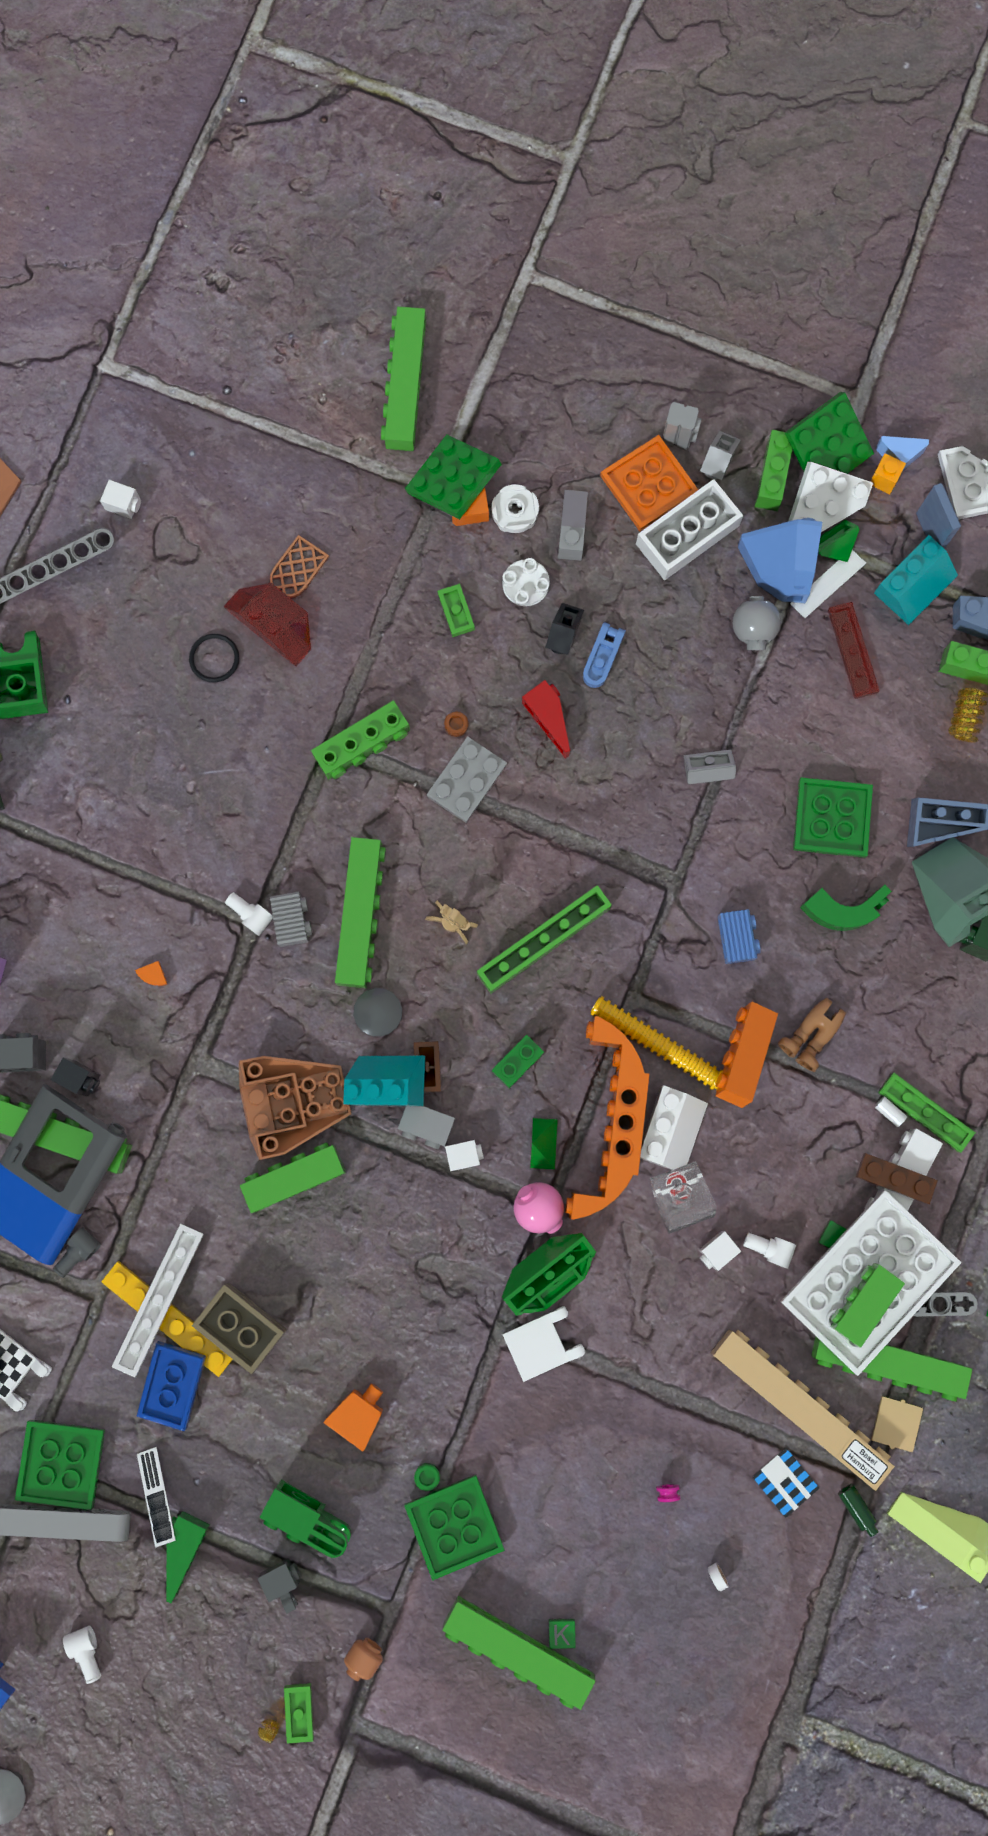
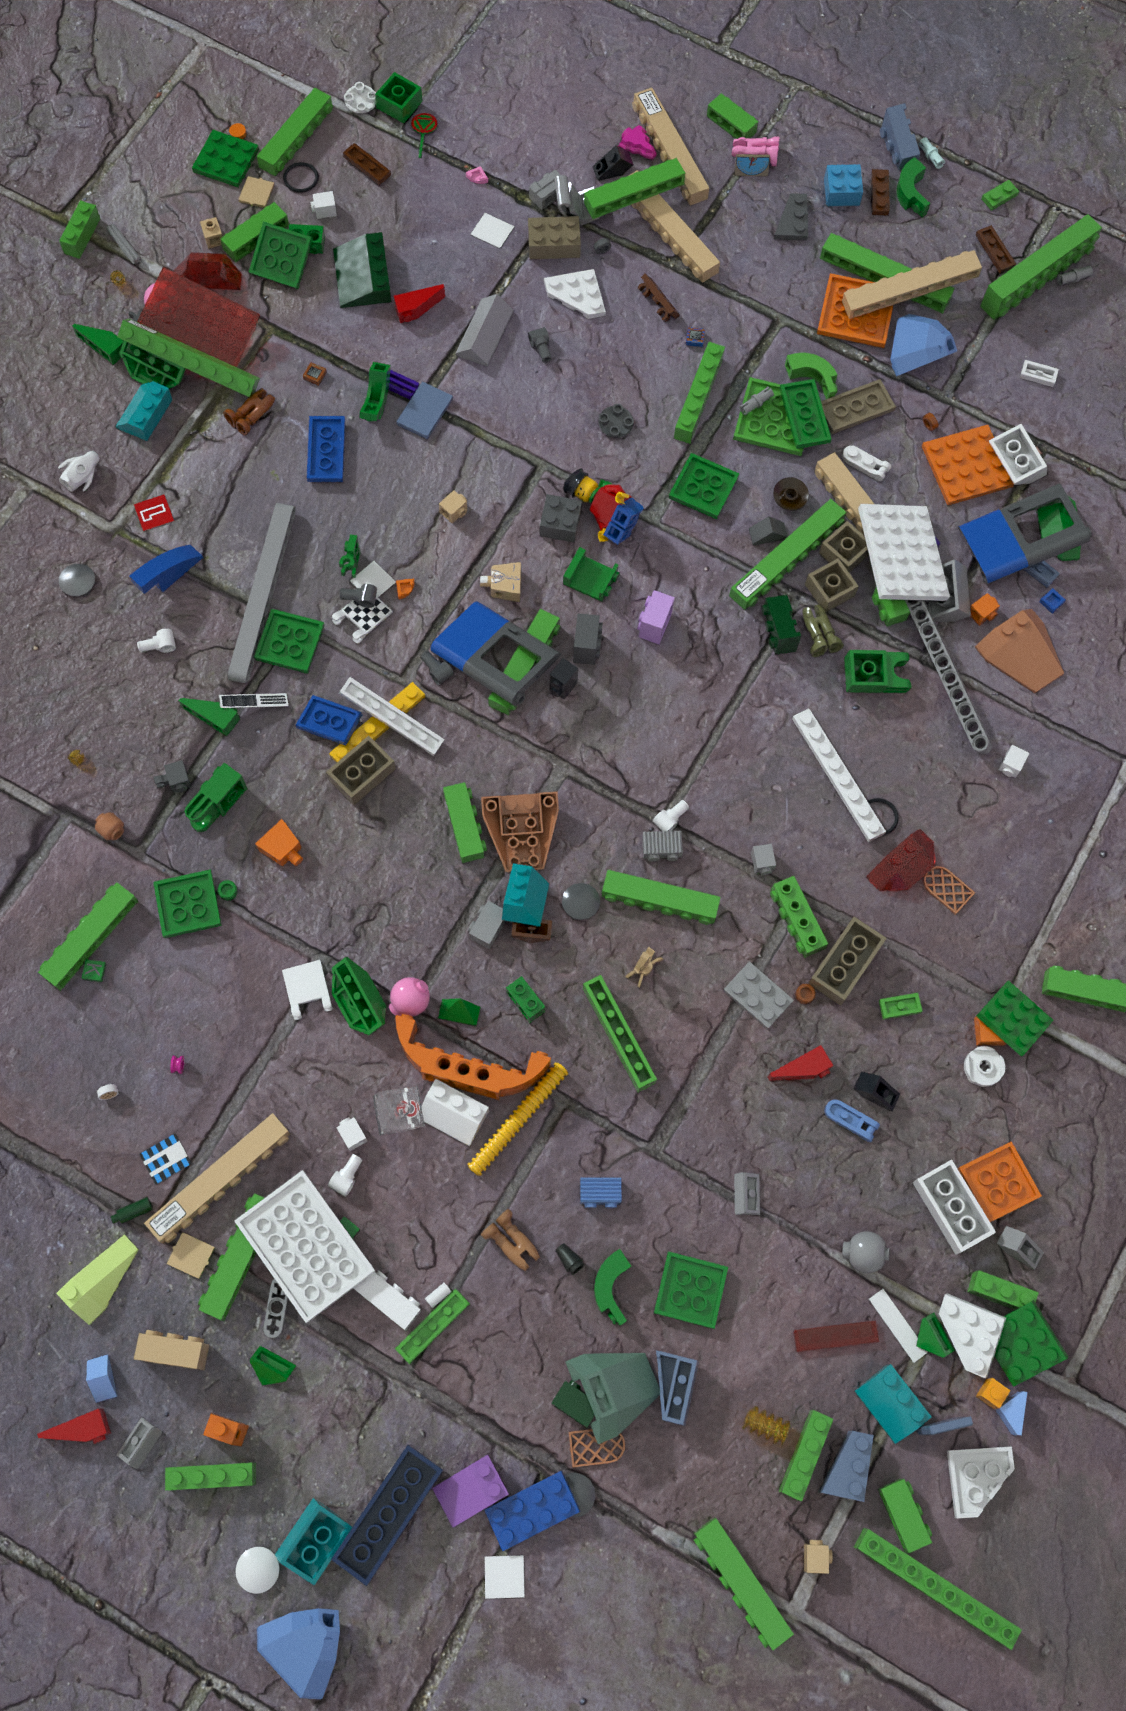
camera: 95 degrees right, 10 degrees down
(152, 974) = (633, 743): orange tile -> none
(163, 711) = (839, 775): none -> white plate
(292, 791) = (763, 859): none -> light grey brick
(299, 1713) = (83, 778): bright green plate -> none
(410, 675) = (847, 961): none -> dark tan brick
(464, 1155) = (459, 948): white brick -> none
(526, 582) = (919, 1066): white dish -> none
(573, 525) = (966, 1111): light grey slope -> none
(681, 426) = (1047, 1214): light grey brick -> none
(746, 1054) = (503, 1178): orange brick -> none
(783, 557) = (920, 1283): medium blue brick -> none
(822, 962) = (571, 1261): none -> pearl dark grey cone
(866, 1304) = (287, 1234): bright green brick -> none
(896, 1178) = (382, 1283): reddish brown plate -> none

